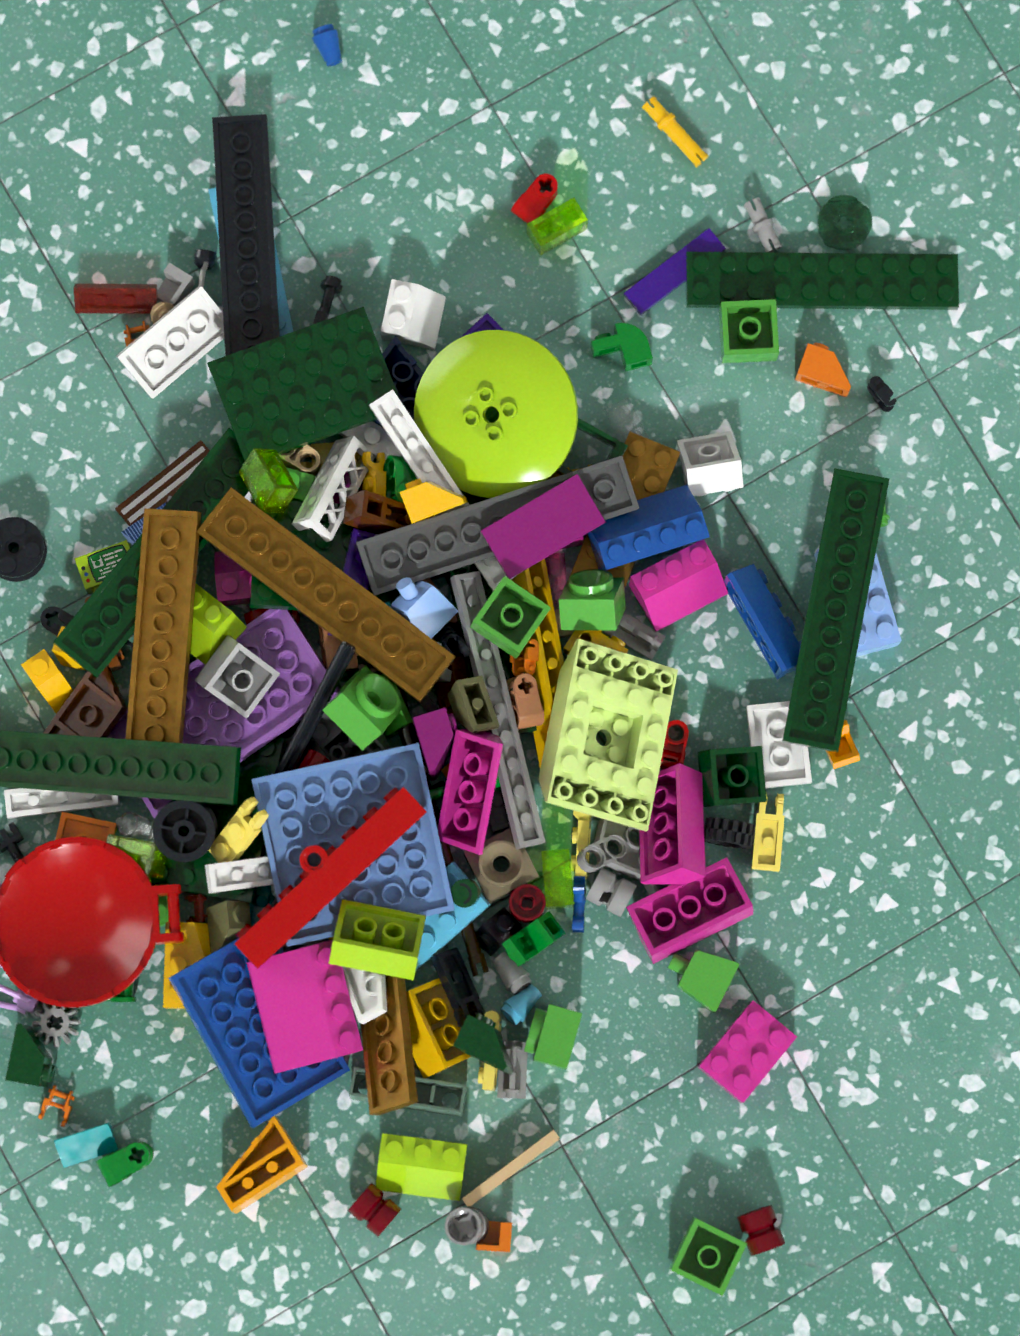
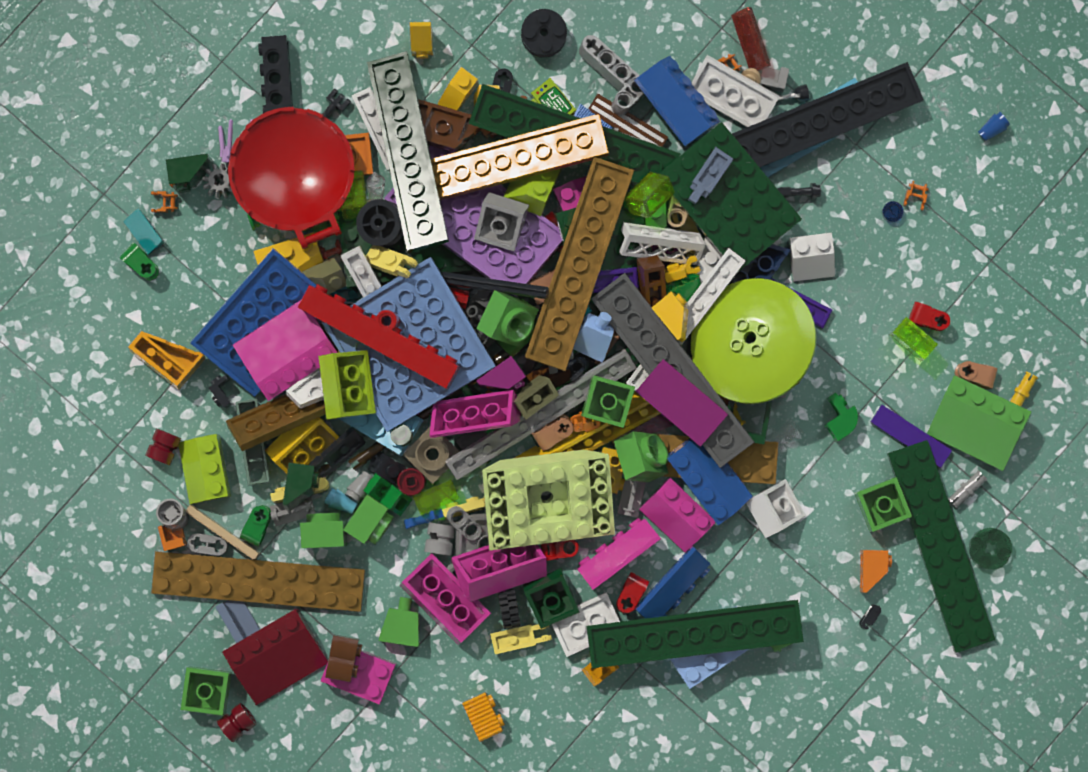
camera: 75 degrees right, 5 degrees up
(95, 484) = (609, 71): none -> light grey beam
(160, 410) = (677, 100): none -> blue slope
(269, 397) = (709, 174): none -> sand blue hinge
(336, 1114) = (220, 397): none -> black bracket
(384, 157) = (923, 196): none -> orange piece
(390, 201) = (892, 212): none -> clear blue tile
(520, 1125) = (255, 529): none -> green piece
(526, 1197) = (208, 539): none -> light grey beam
(560, 972) = (369, 521): none -> bright green piece
(588, 1145) = (258, 581): none -> pearl gold plate
(626, 164) = (980, 374): none -> nougat piece
(627, 1185) = (237, 619): none -> sand blue panel
(687, 182) = (979, 423): none -> bright green slope
(692, 1152) = (275, 656): none -> dark red slope
(703, 673) = (619, 553): none -> dark pink slope
(725, 1061) = (343, 658): none -> reddish brown brick
(754, 671) = (633, 589): none -> red piece
(853, 911) = (483, 716): none -> light orange brick

